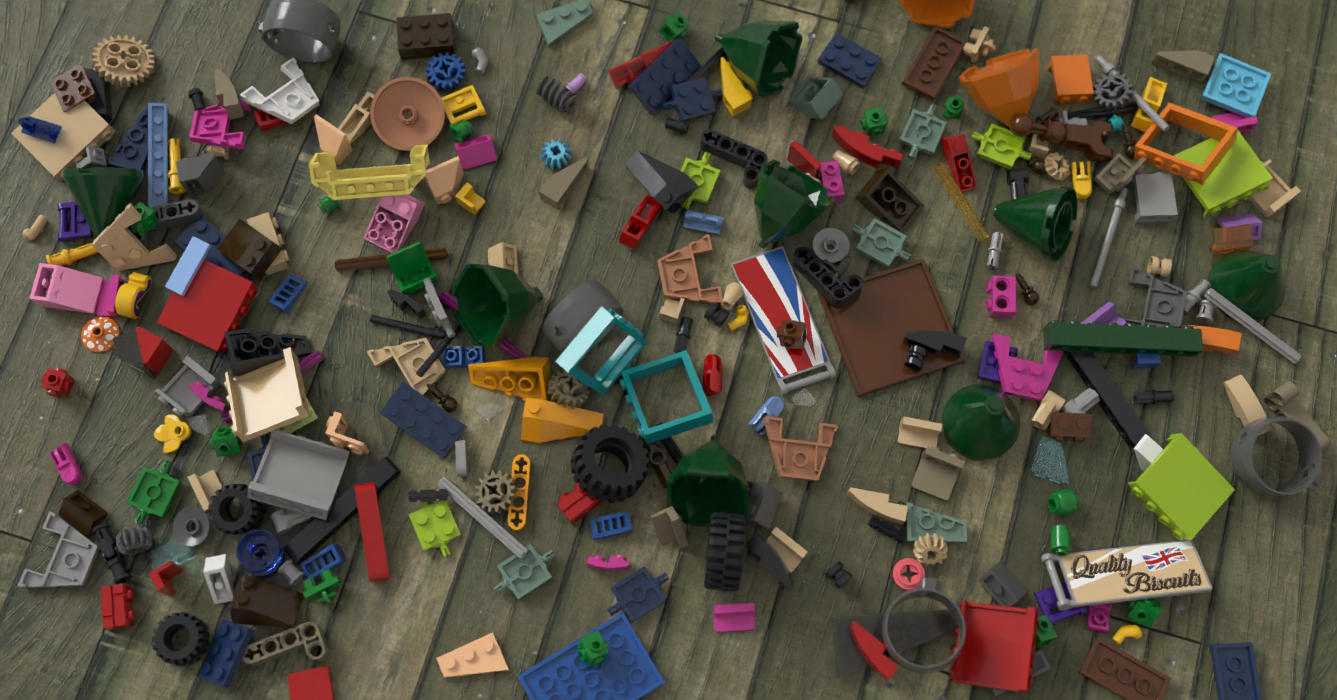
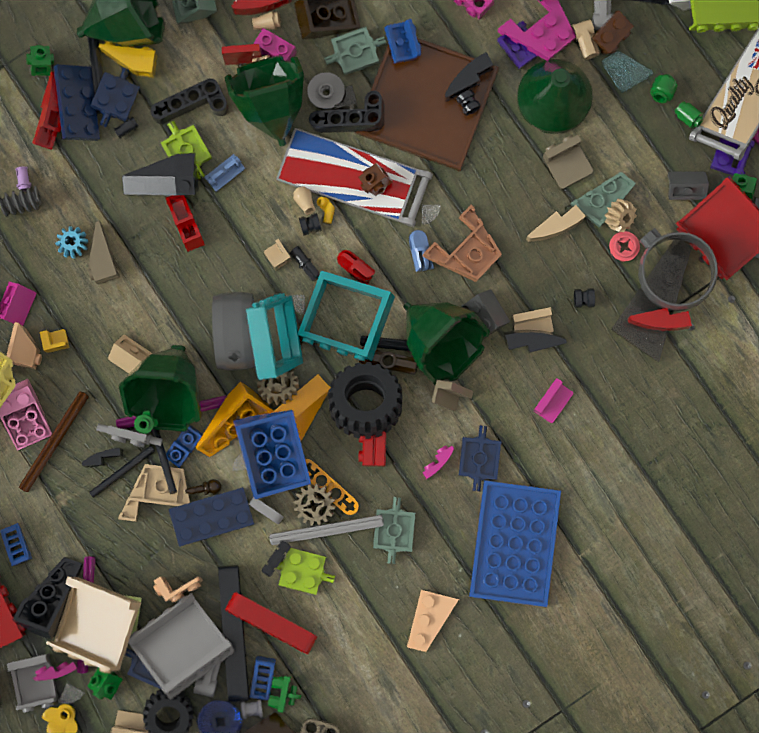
camera: 45 degrees left, 10 degrees up
(411, 268) = (78, 431): green bracket -> none
(459, 313) = (151, 422): none -> green brick
(508, 424) = (272, 453): none -> blue slope
(593, 649) = (497, 524): green brick -> none
(617, 516) = (417, 422): blue slope -> none
(647, 354) = (299, 303): none -> clear tile
(680, 274) = (253, 225): nougat wing -> none
(725, 551) = (504, 368): black tyre -> none
(887, 529) = (578, 234): black axle -> none
(918, 432) = (526, 149): tan panel -> none
(919, 271) = (403, 41): none -> blue bracket

